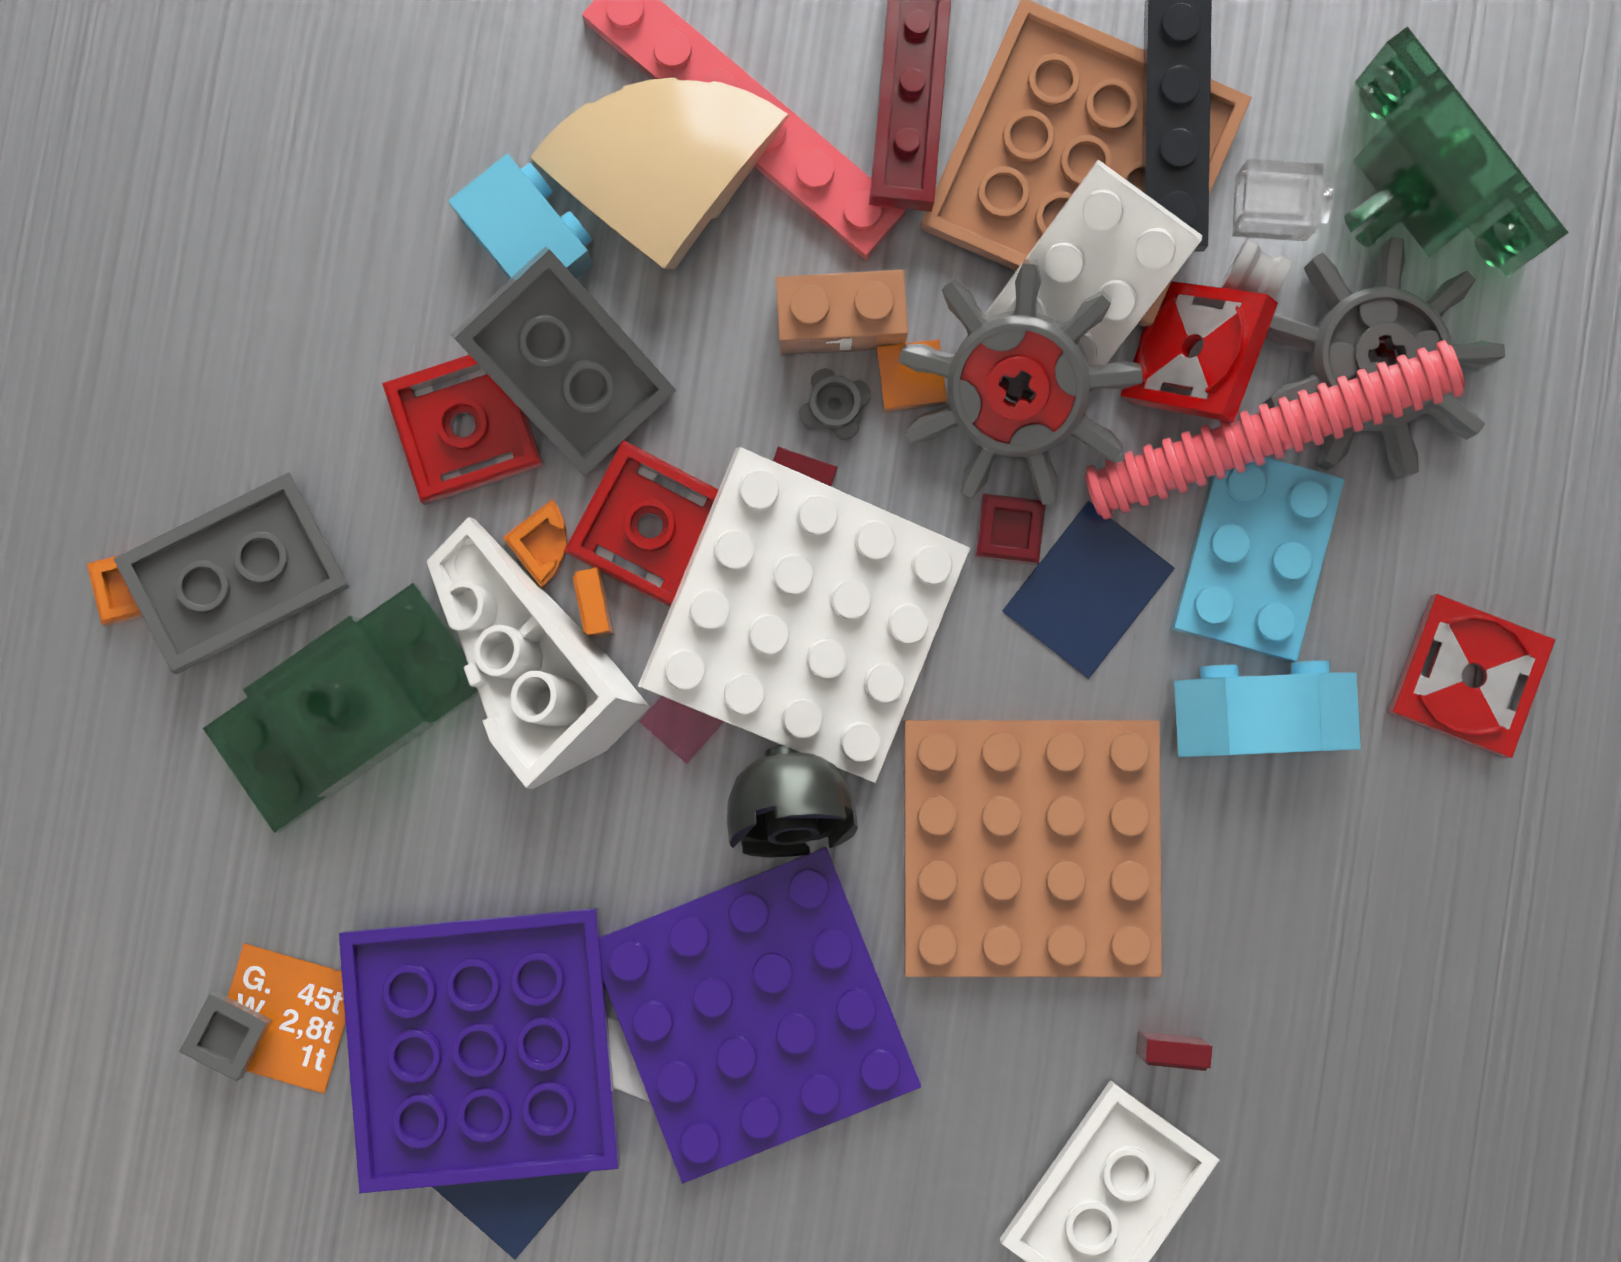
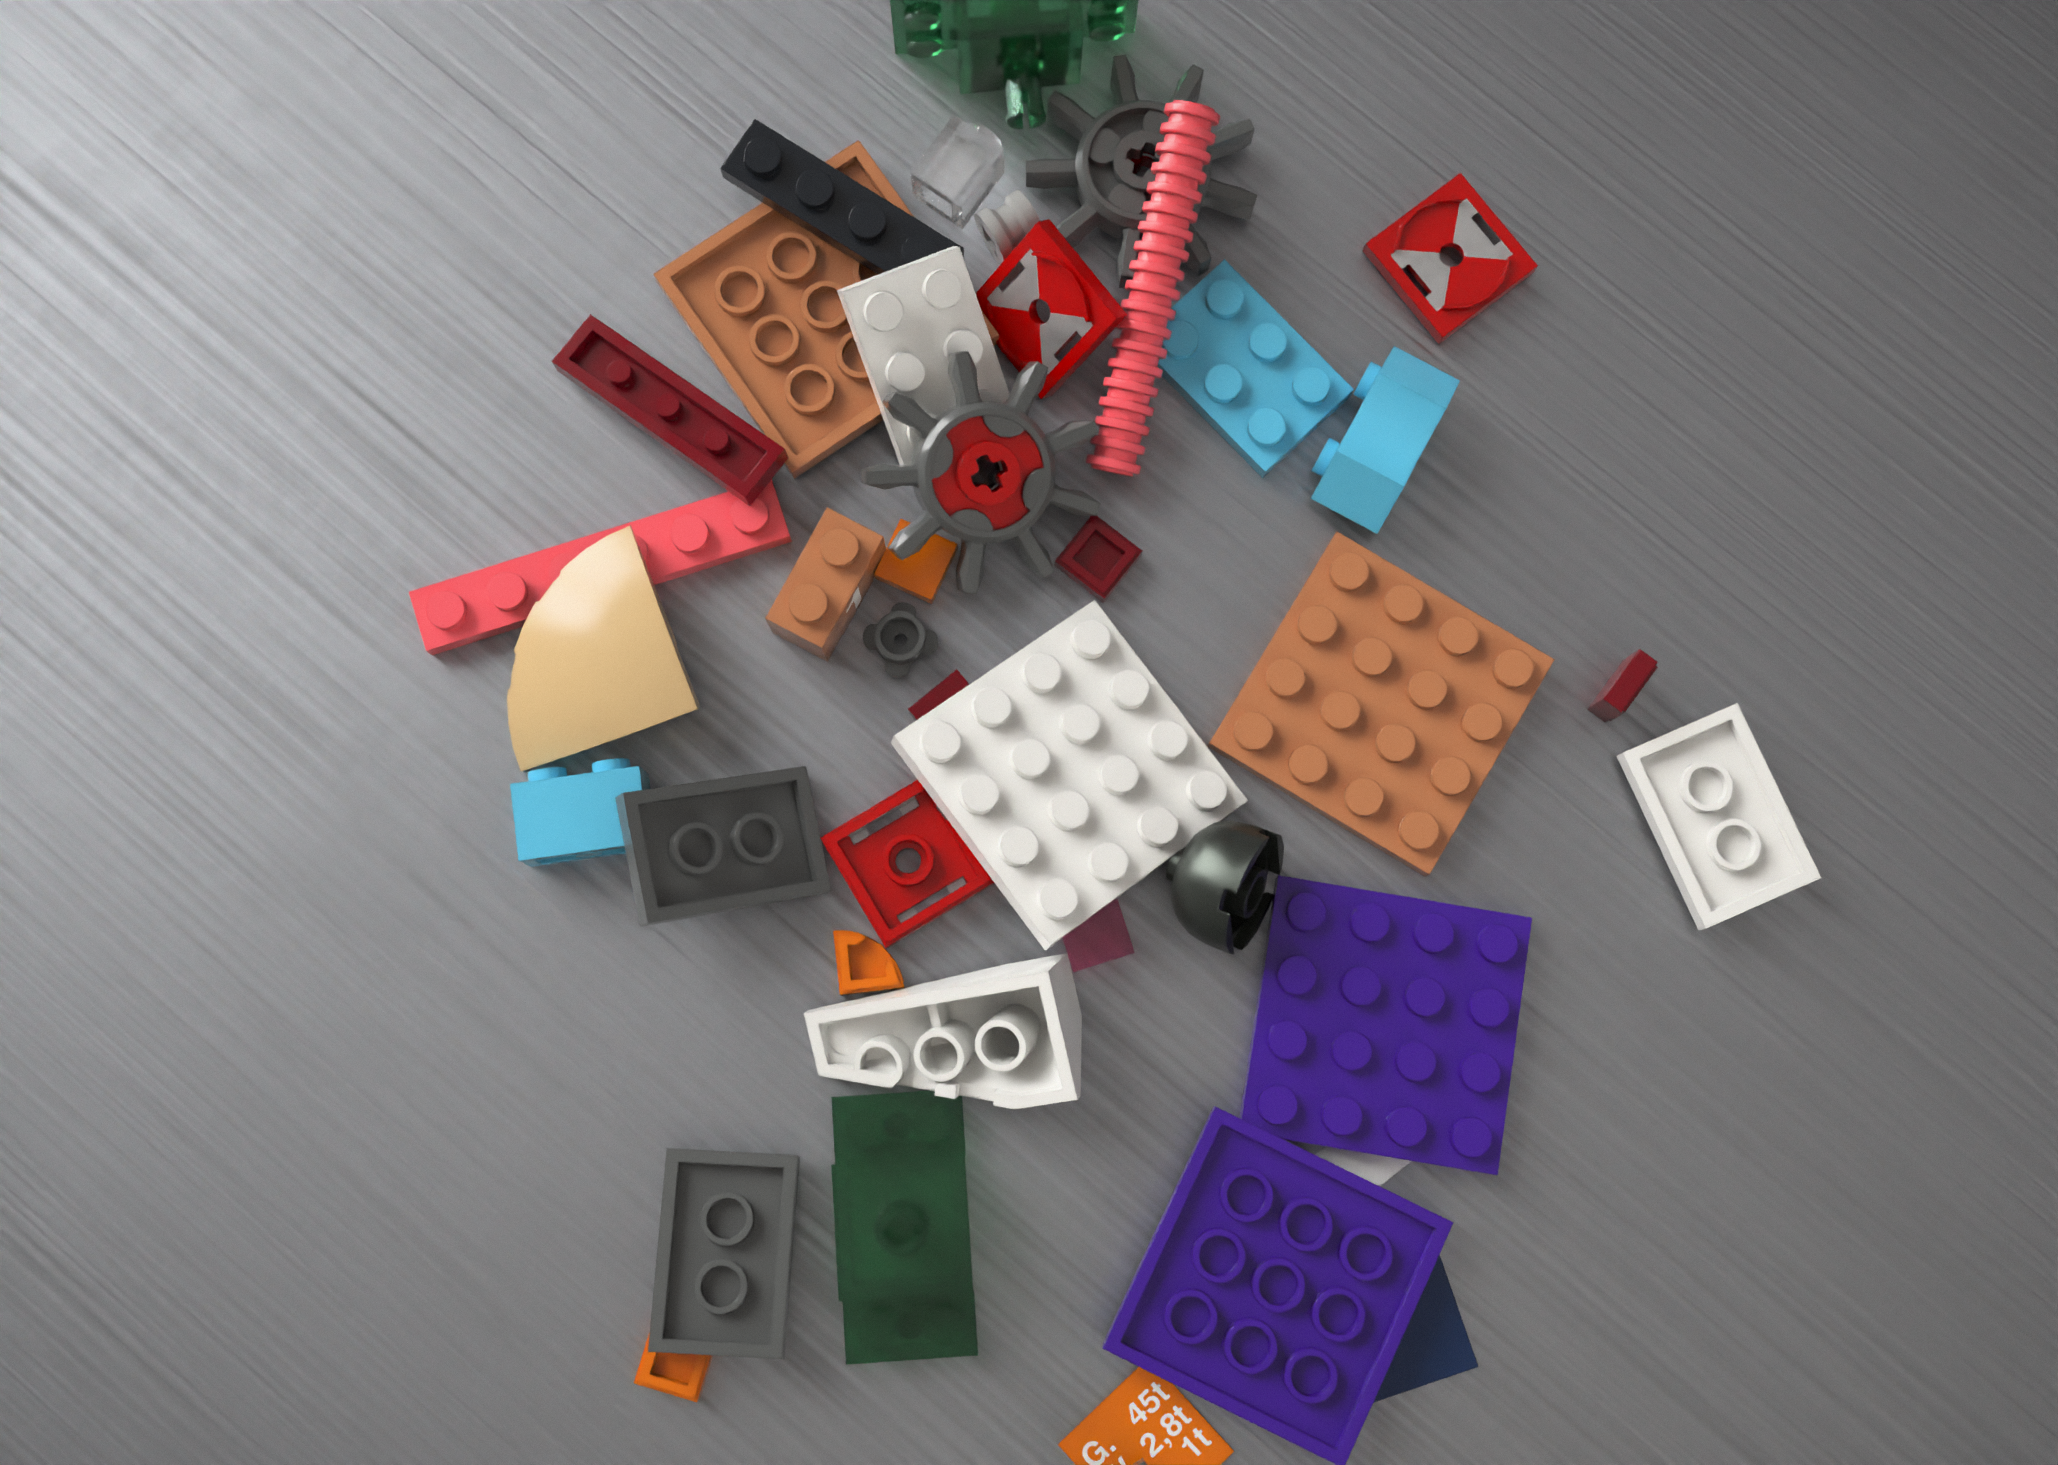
camera: 60 degrees left, 5 degrees down
(434, 450) = (728, 1007): red piece -> none
(593, 603) = (947, 948): orange tile -> none
(1088, 590) = (1188, 525): dark blue sticker -> none

